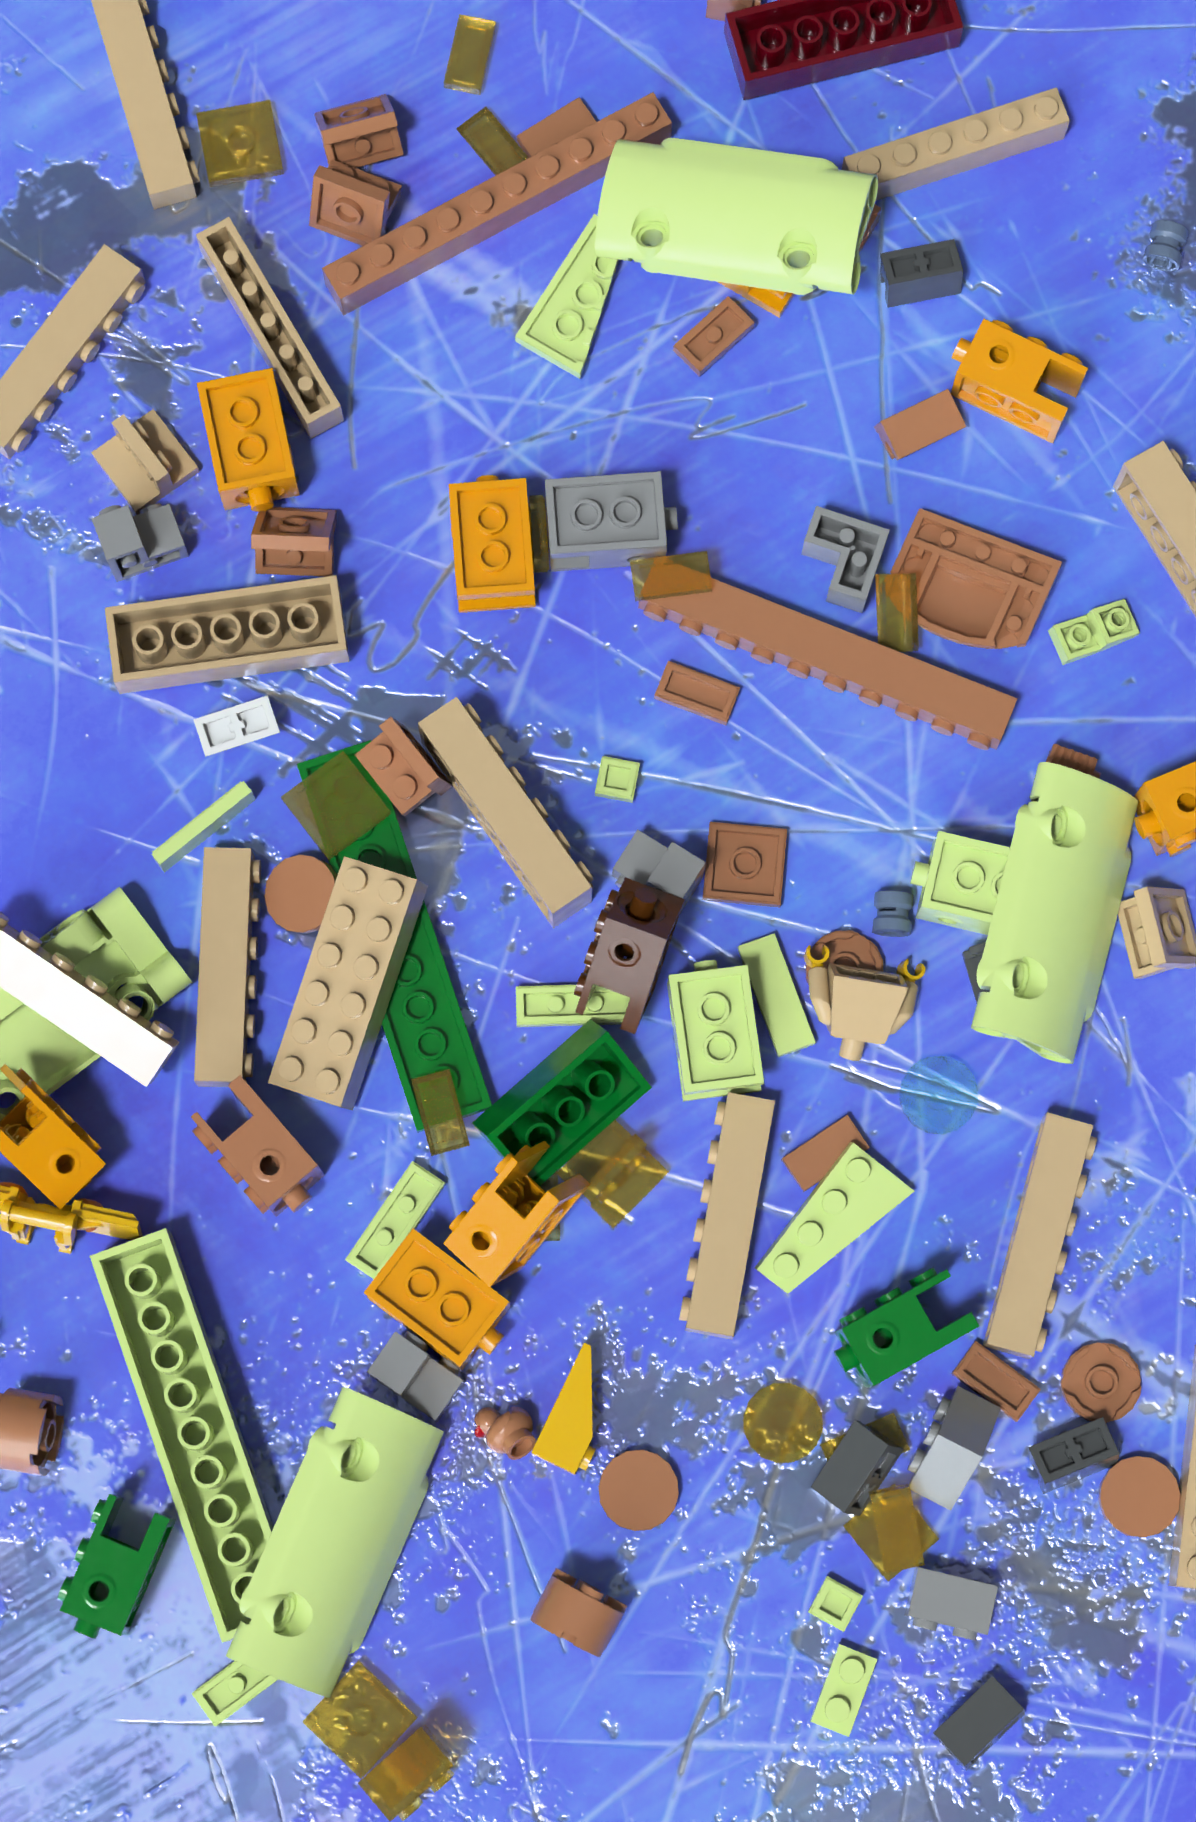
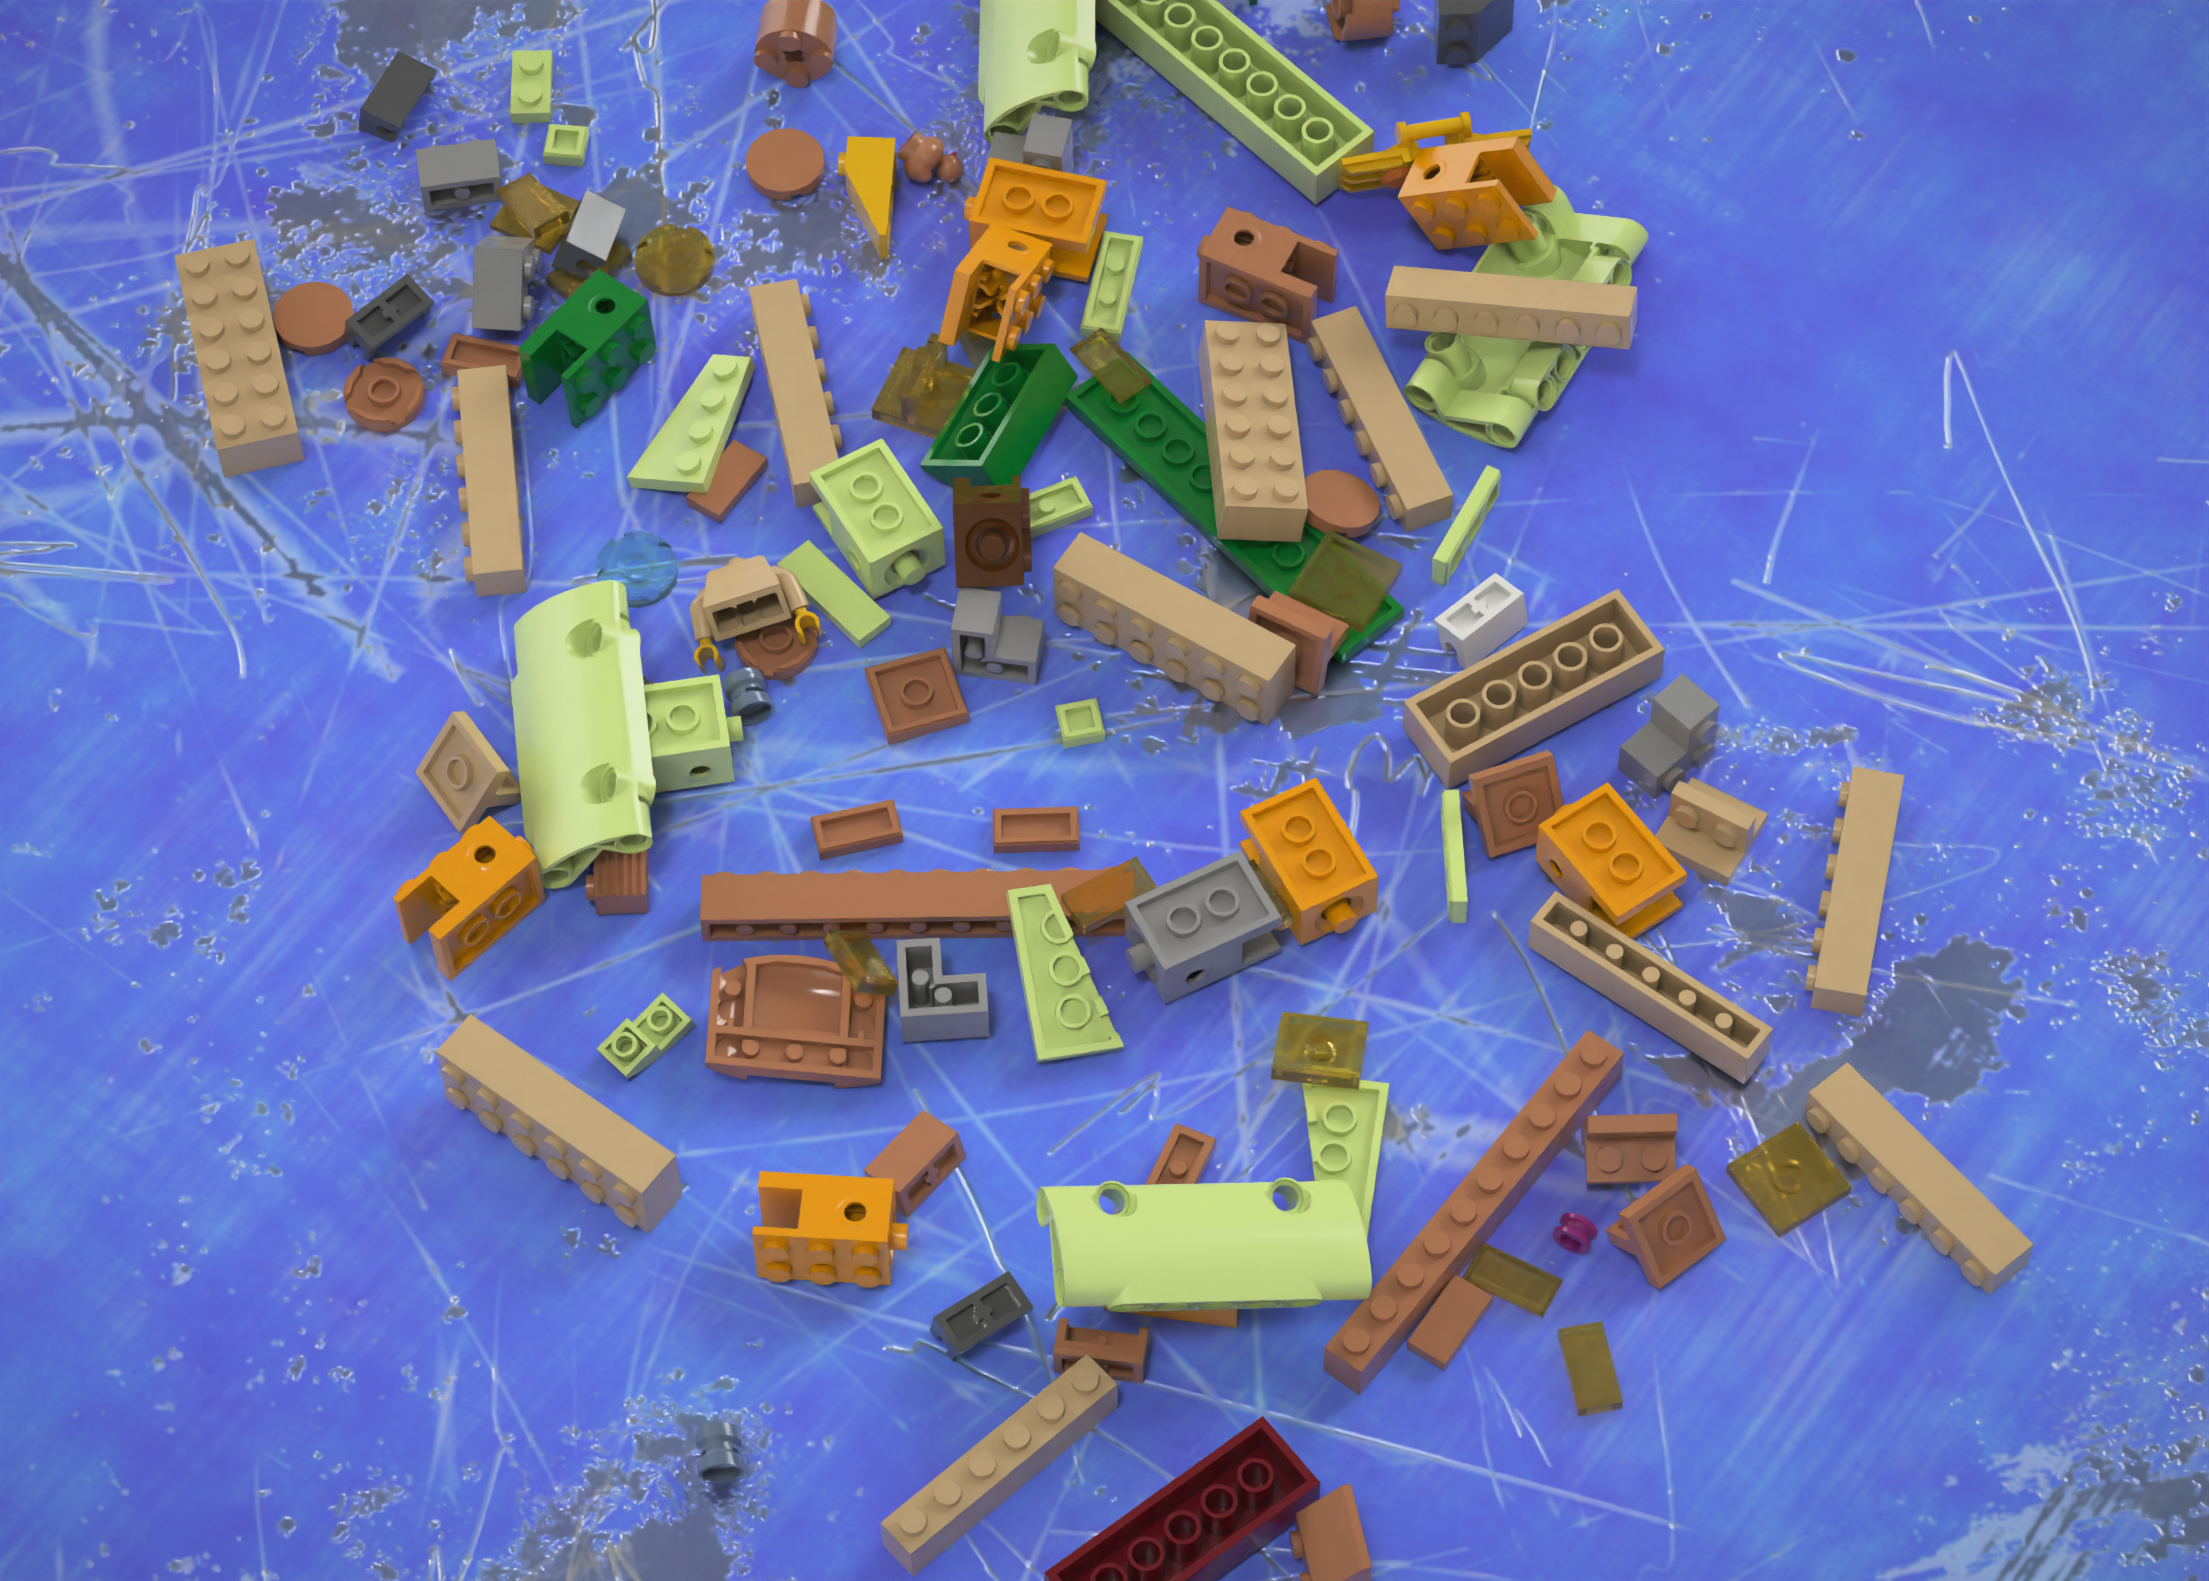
camera: 160 degrees right, 20 degrees down
(366, 516) = (1454, 856): none -> yellowish green tile
(429, 158) = (1575, 1233): none -> magenta bush
(556, 388) = (1320, 1050): none -> clear yellow tile
(744, 524) = (1059, 994): none -> yellowish green wing
(846, 755) = (856, 829): none -> nougat tile

